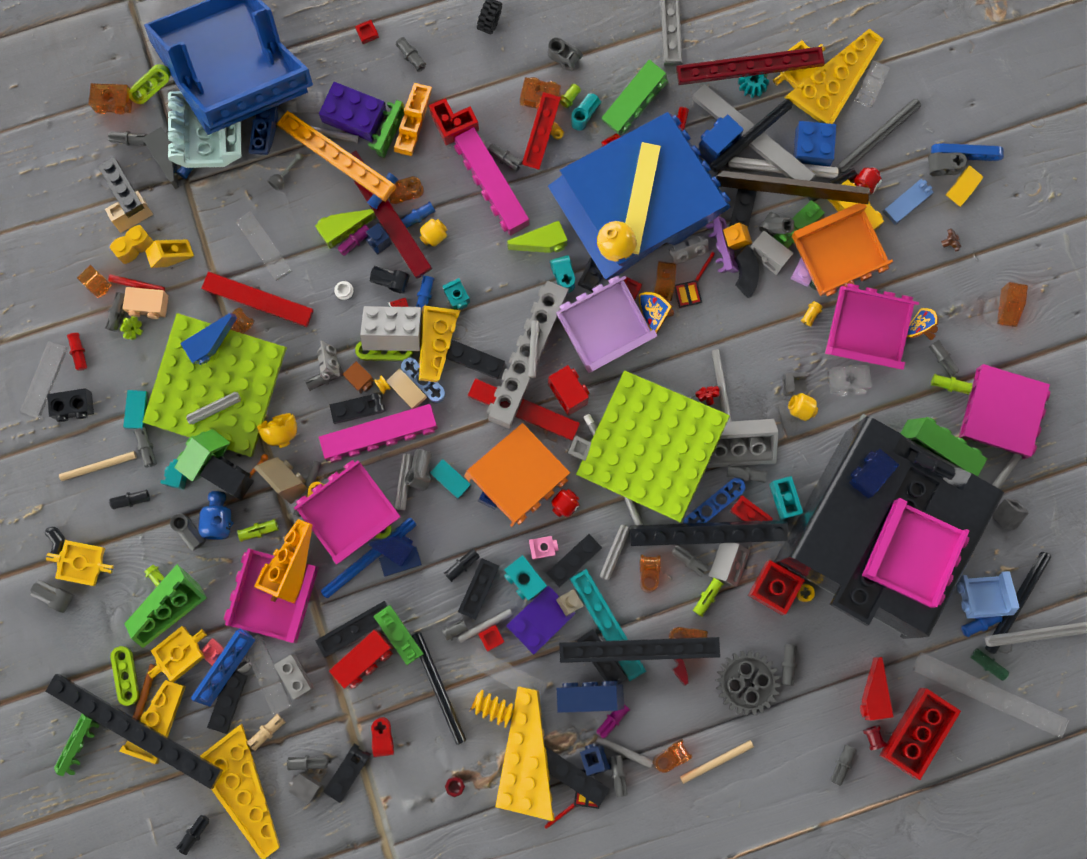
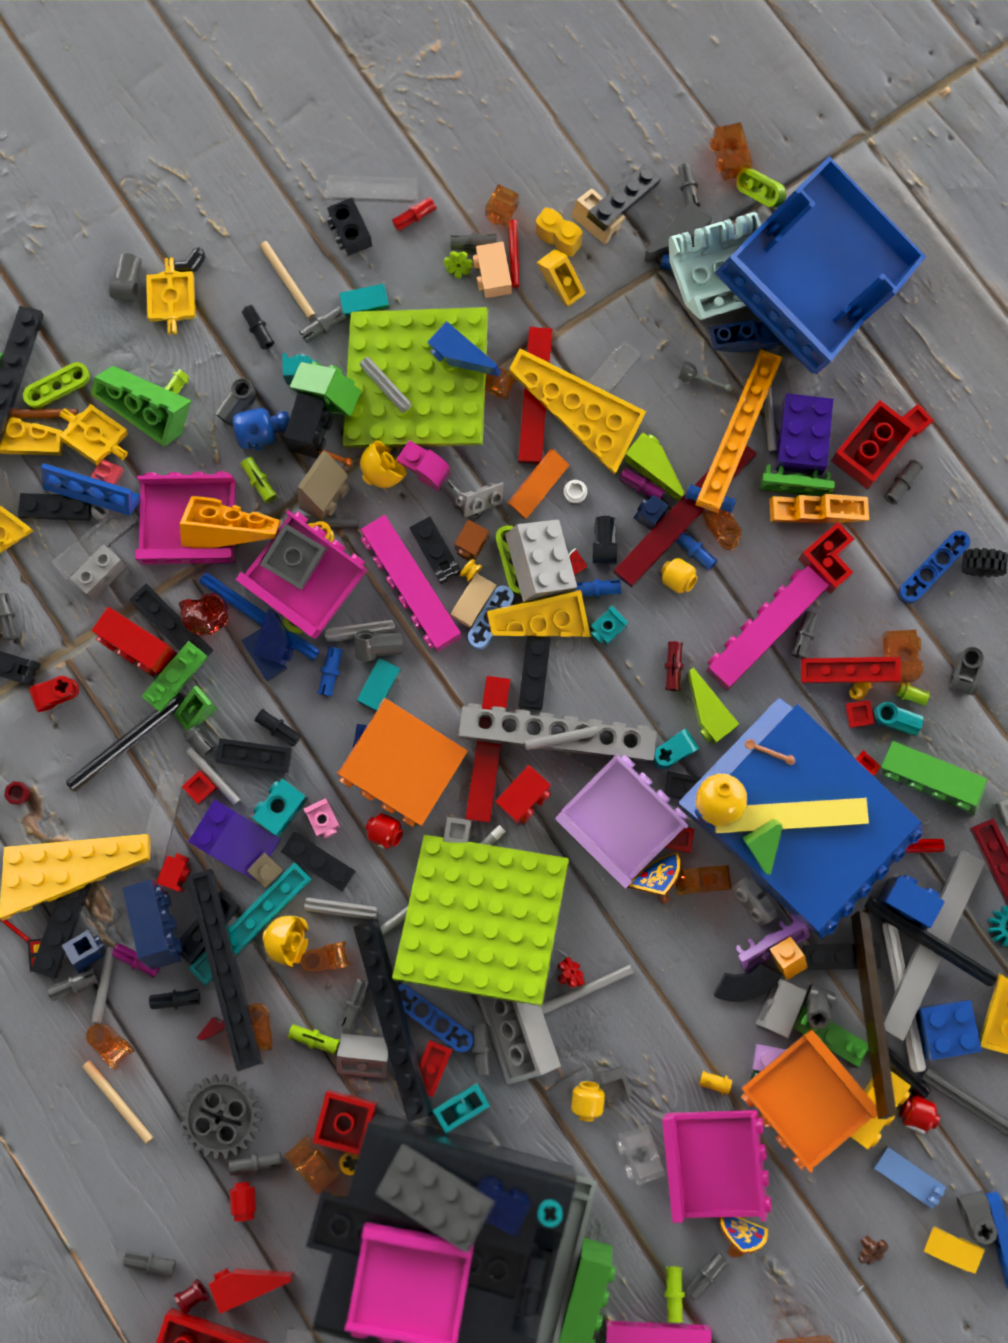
camera: 80 degrees right, 0 degrees up
(266, 732) = (30, 560): tan pin -> none
(287, 260) = (591, 414): none -> yellow wing
(289, 393) = (426, 464): none -> dark pink brick
(329, 316) = (538, 484): none -> orange tile
(332, 513) = (293, 556): none -> dark grey plate
(355, 599) = (205, 614): none -> clear red hair
(377, 64) = (873, 444): none -> red brick
(428, 626) = (195, 708): none -> bright green slope
(429, 513) = (330, 671): none -> blue pin
(480, 53) = (934, 567): none -> blue beam
(489, 253) = (674, 650): none -> dark red pin
(492, 708) = (116, 811): yellow piece -> none
(553, 673) = (175, 872): none -> red brick
(574, 136) = (859, 714): none -> red plate
(580, 210) = (750, 744): none -> nougat hinge
(627, 599) = (285, 940): none -> yellow cylinder
(650, 697) = (175, 999): none -> black axle
(657, 220) = (764, 843): none -> bright green slope
(688, 292) = (698, 915): piece -> none
(800, 621) = (312, 1164): none -> clear orange brick
(815, 681) = (242, 1201): none -> red brick
(857, 517) = (435, 1198): none -> dark grey plate
(886, 445) = (541, 1213): none -> teal bush

